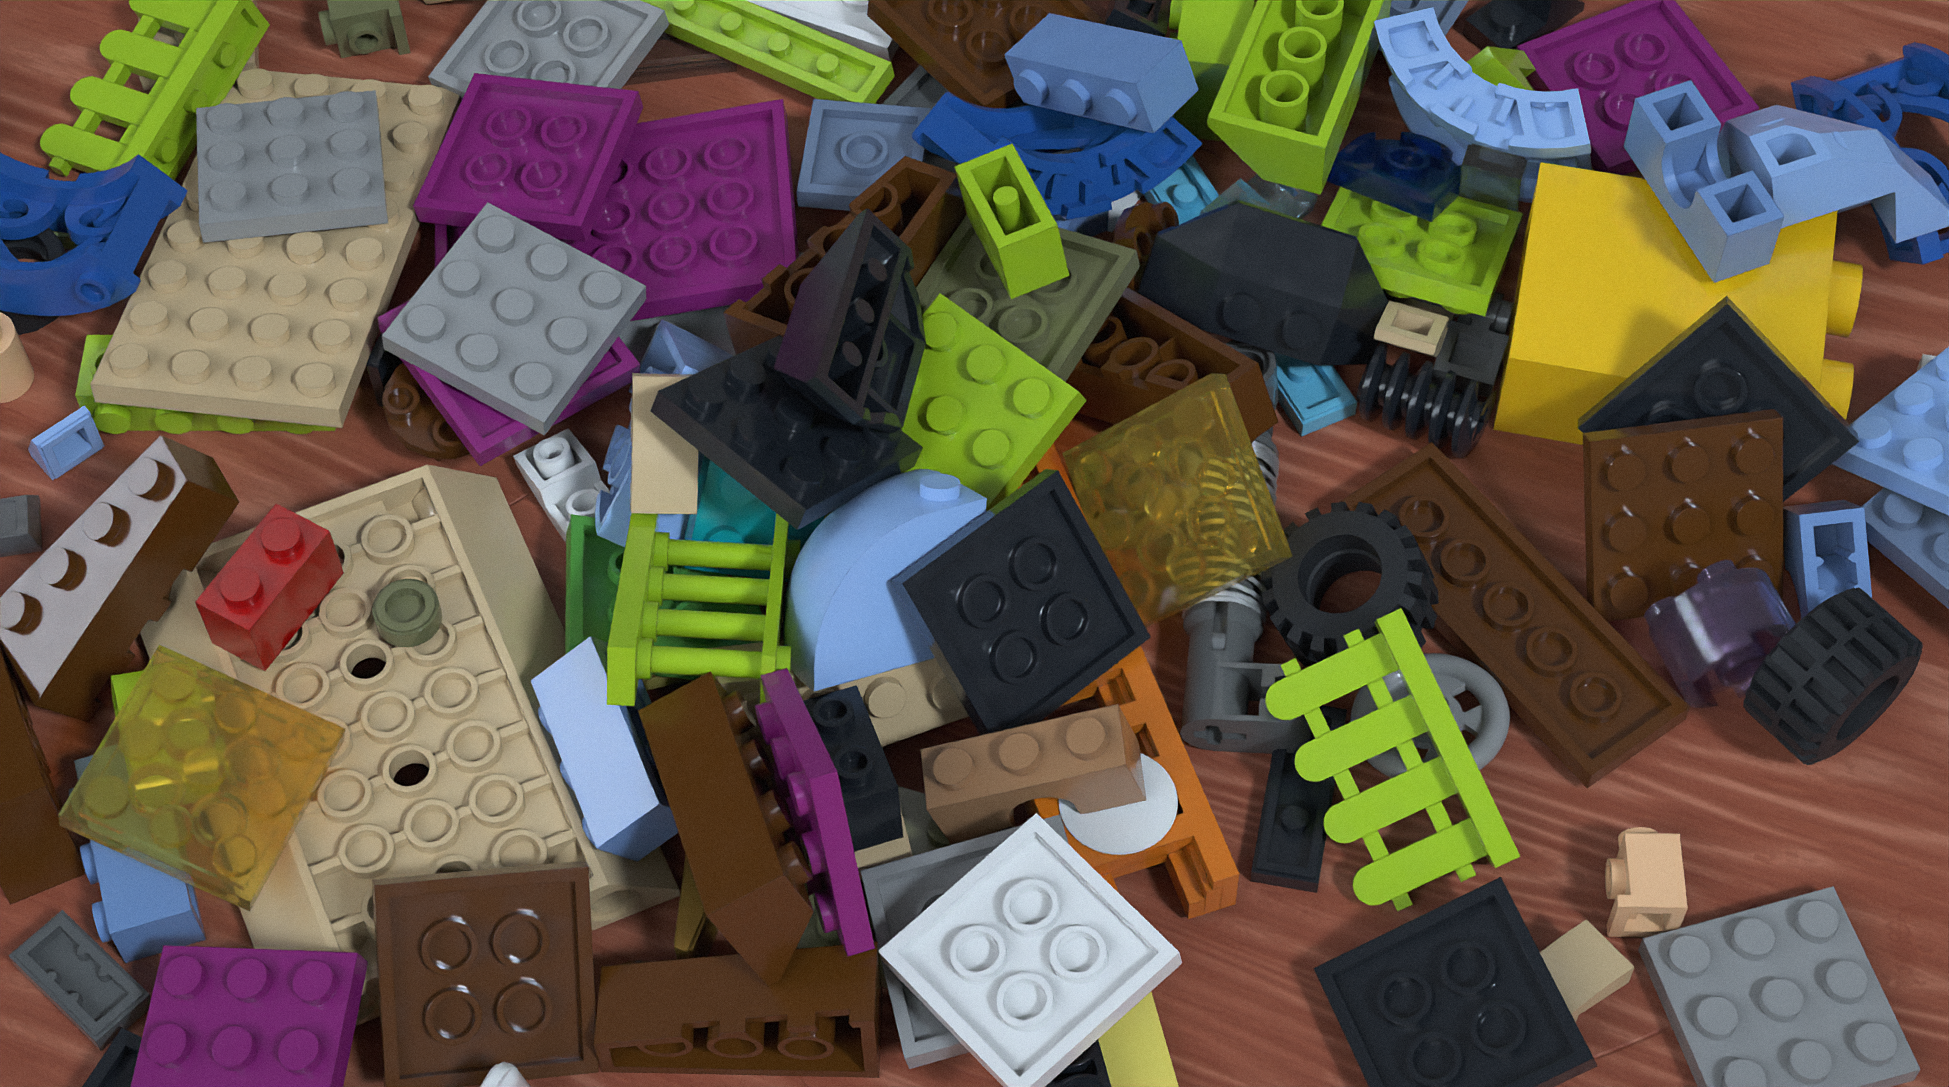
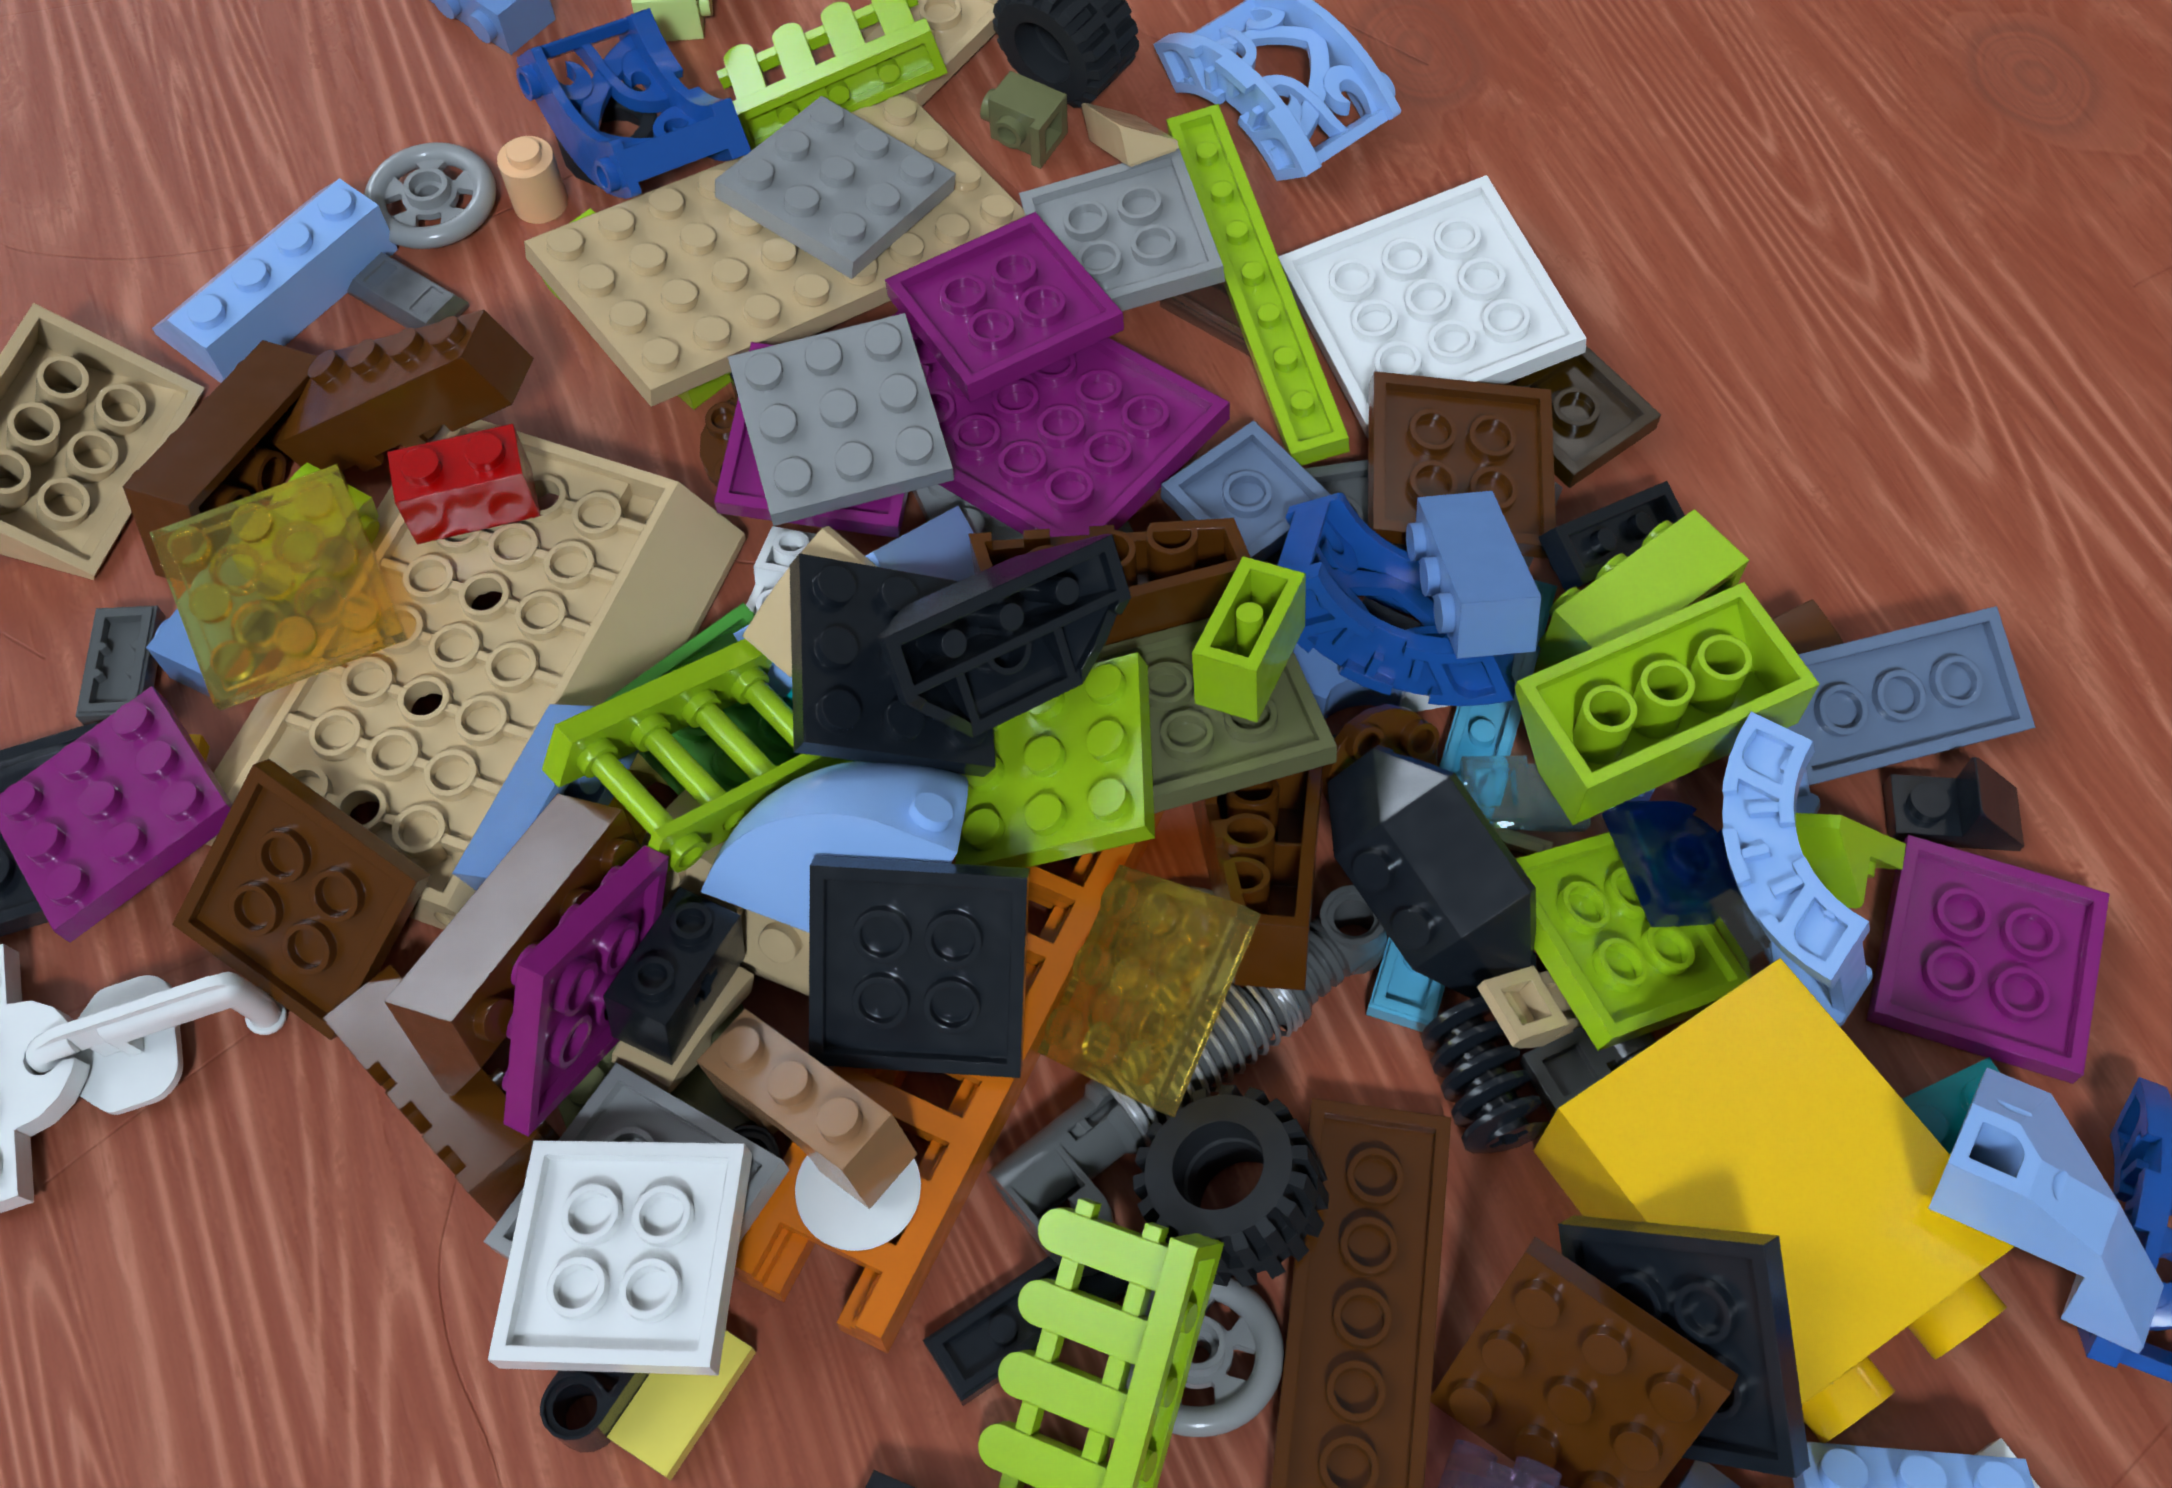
camera: 45 degrees right, 5 degrees up
(66, 443) = (512, 279): light blue slope -> none
(407, 612) = (540, 581): olive tile -> none
(1723, 220) = (1881, 1145): medium blue arch -> none

